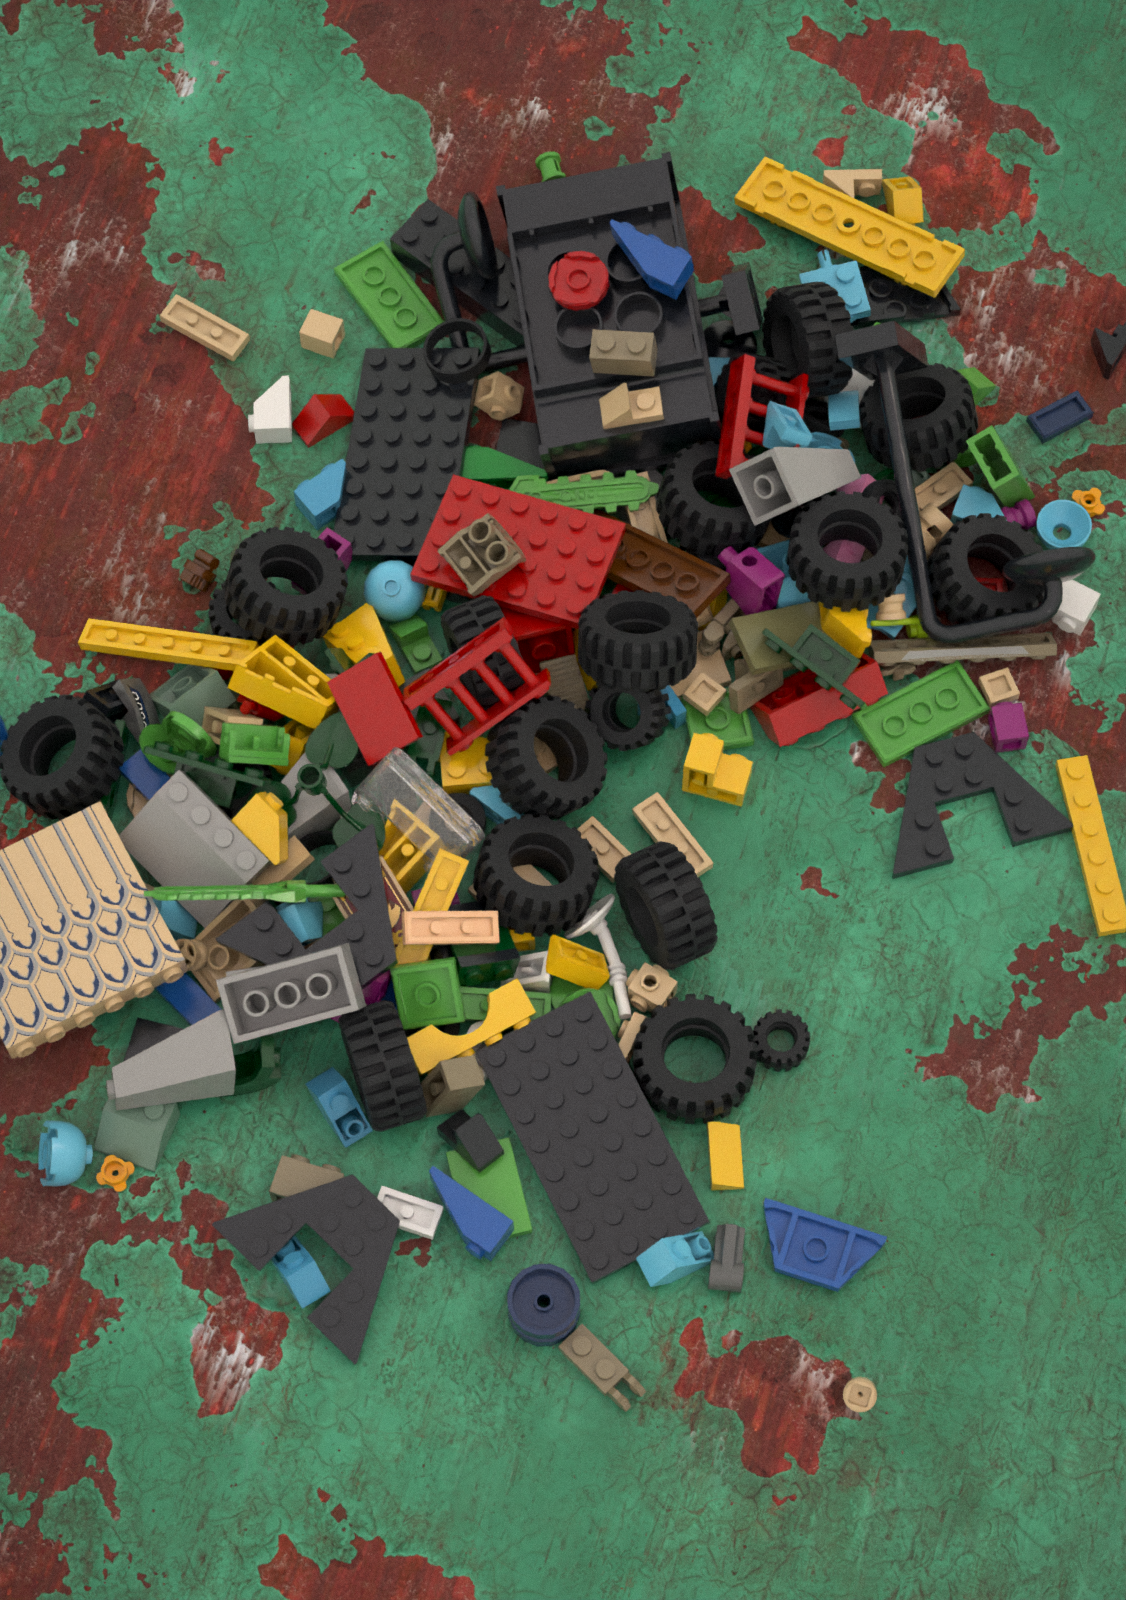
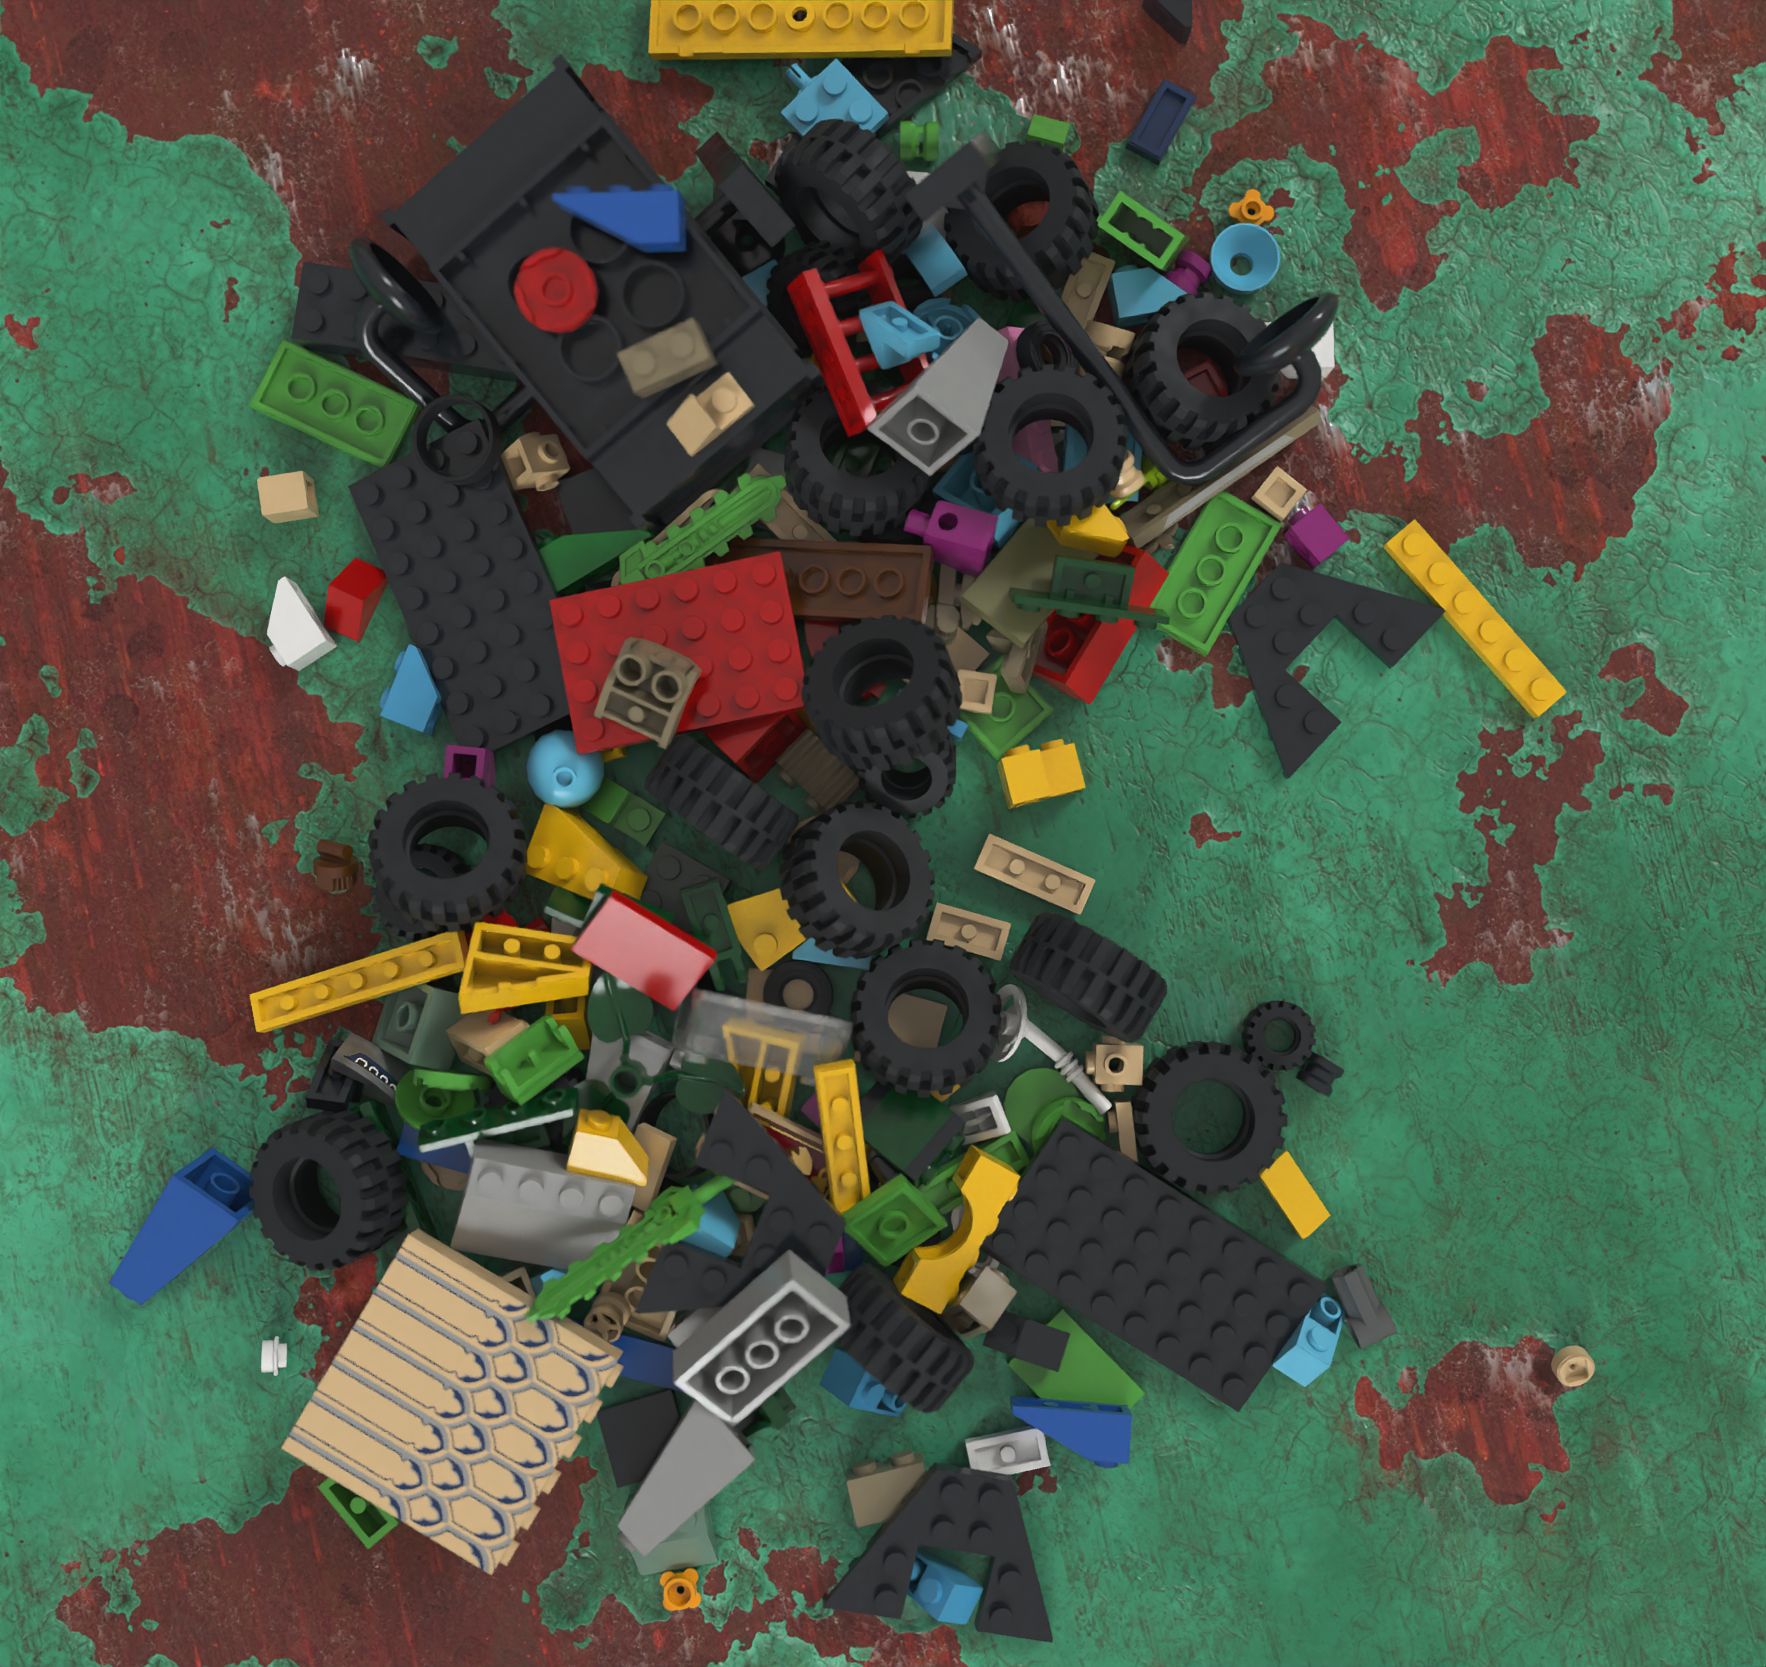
camera: 30 degrees left, 20 degrees up
(63, 1153) = (617, 1611): medium azure cylinder -> none
(204, 327) = (150, 566): tan plate -> none
(450, 927) = (877, 1145): light nougat tile -> none
(473, 657) = (724, 837): red fence -> none
(539, 1324) = (1215, 1497): dark blue wheel -> none
(549, 166) = (419, 138): bright green bush -> none
(576, 963) = (1024, 1086): yellow slope -> none
(599, 1365) = (1296, 1491): dark tan hinge -> none
(794, 1081) = (1319, 1074): none -> black wheel
(817, 1246) = (1442, 1237): blue wing -> none

